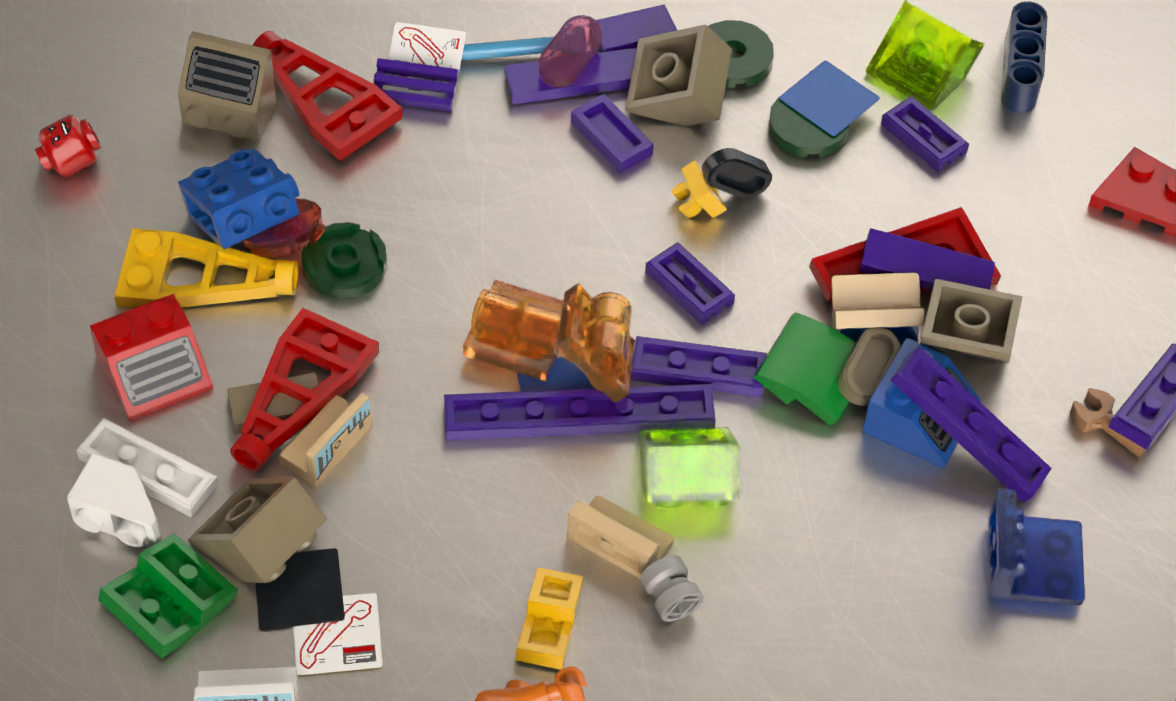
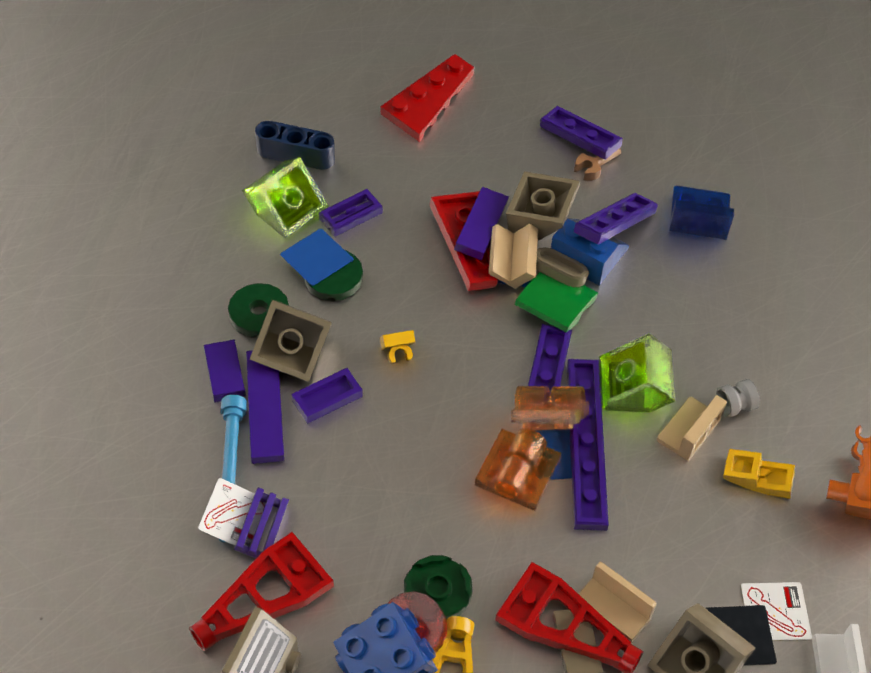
camera: 85 degrees left, 0 degrees up
(570, 51) = (254, 406): clear pink tile -> none
(684, 287) = (478, 367): dark purple tile -> none
(736, 173) = (393, 314): black tile -> none

